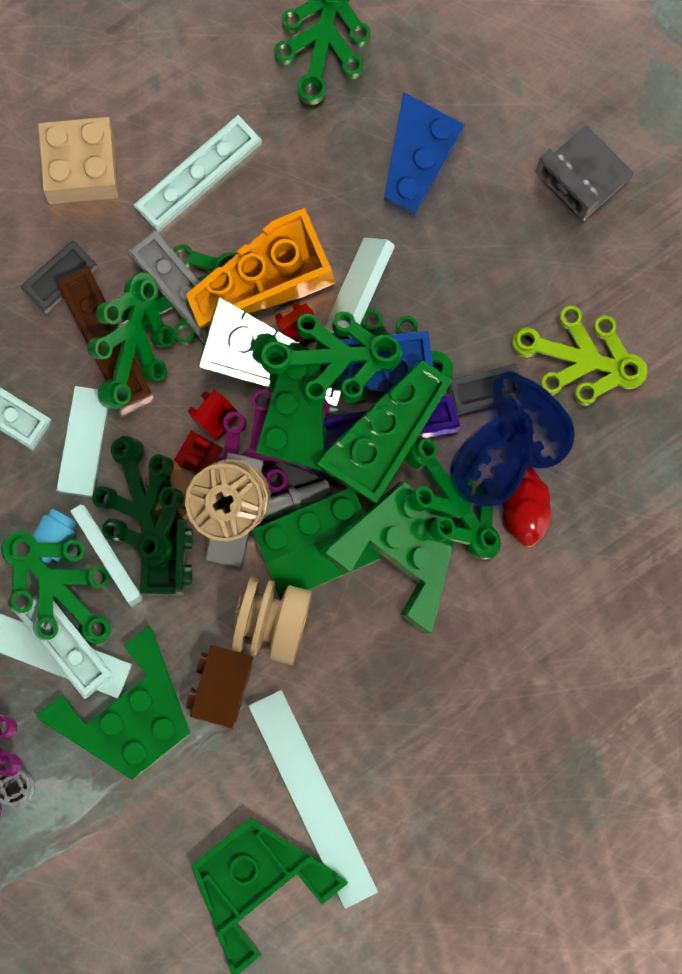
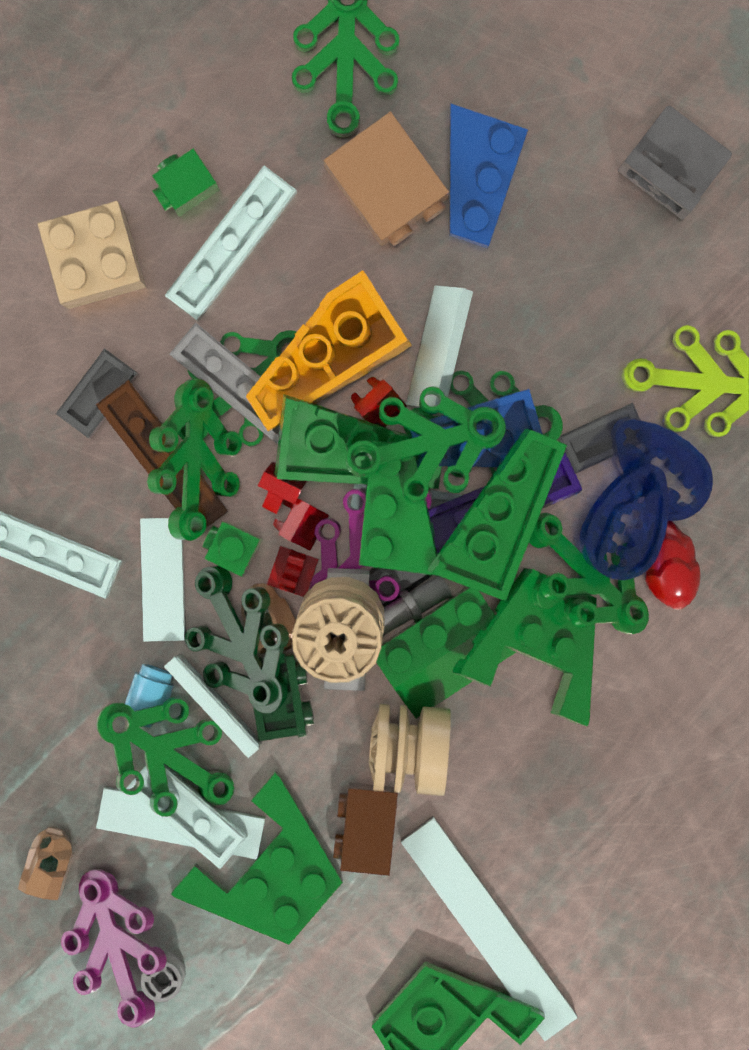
camera: 10 degrees left, 10 degrees up
(149, 422) = (231, 547): none -> green brick
(167, 116) = (183, 182): none -> green brick
(200, 380) = (279, 489): none -> red tile
(338, 144) = (387, 180): none -> medium nougat brick

